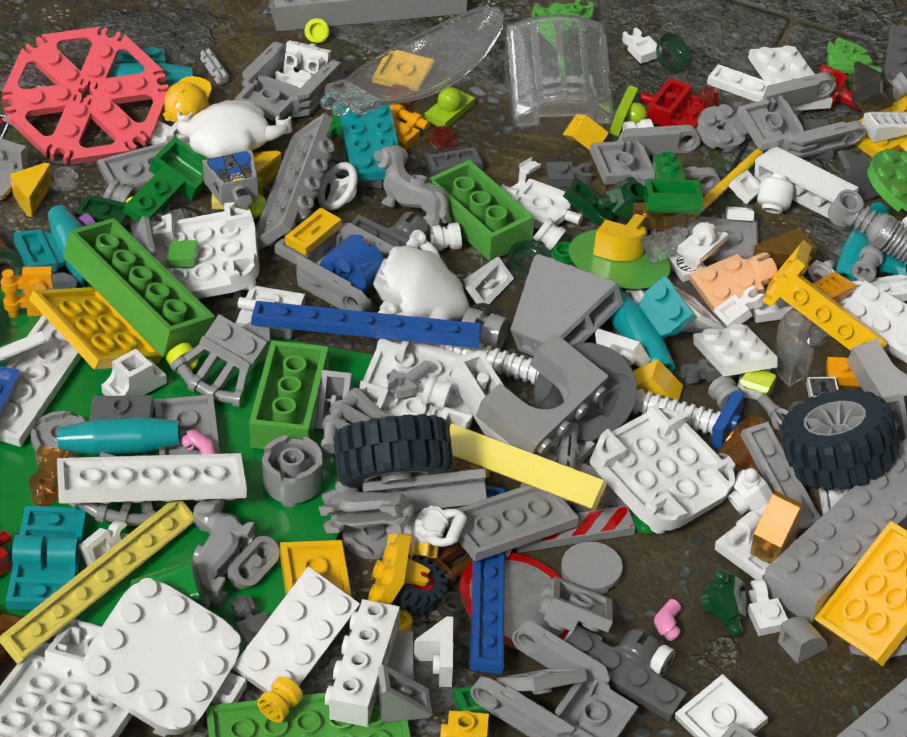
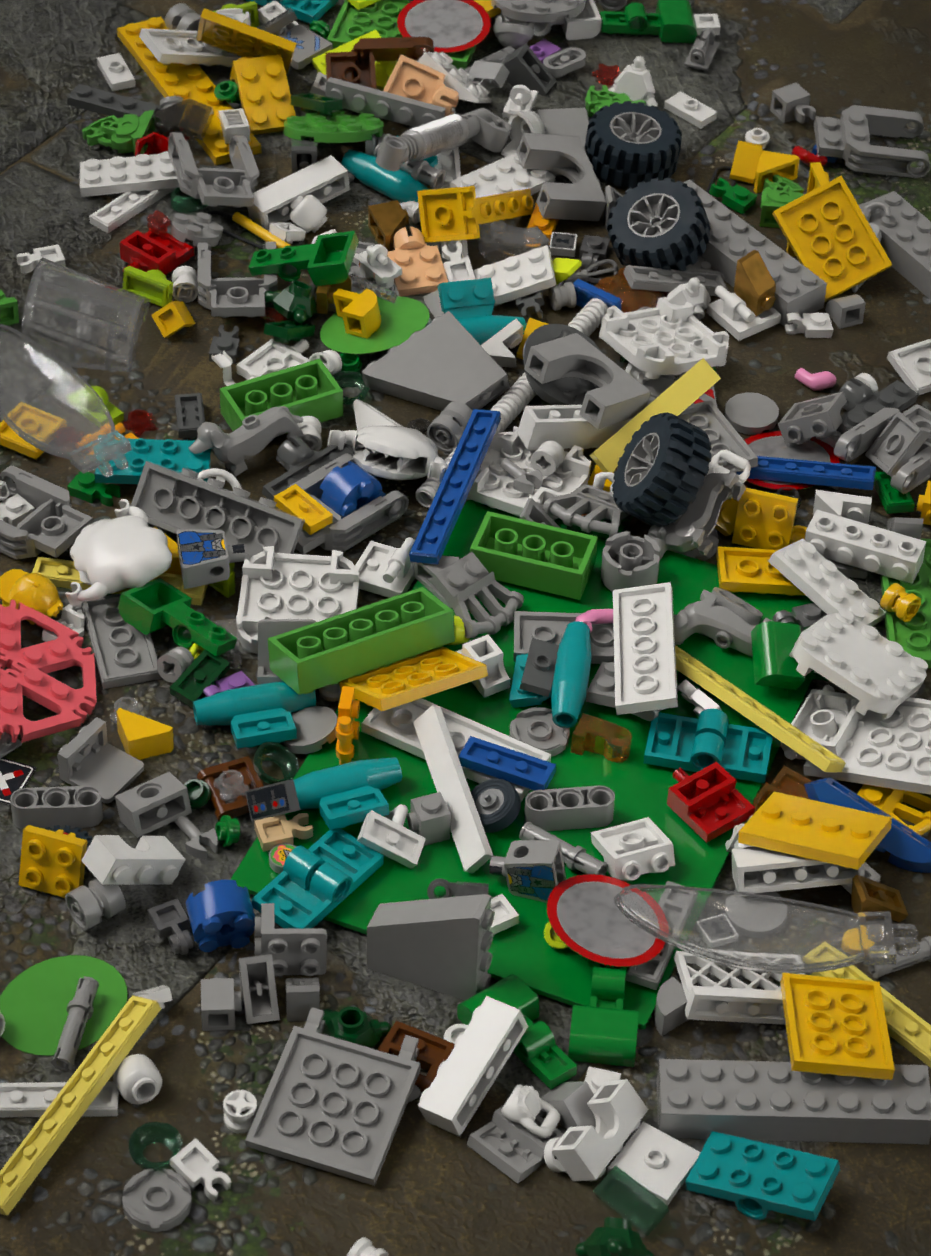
camera: 80 degrees left, 0 degrees up
(182, 253) = (300, 609): bright green tile -> none
(679, 51) = (67, 239): clear green piece -> none
(726, 601) = (806, 338): dark green rock -> none

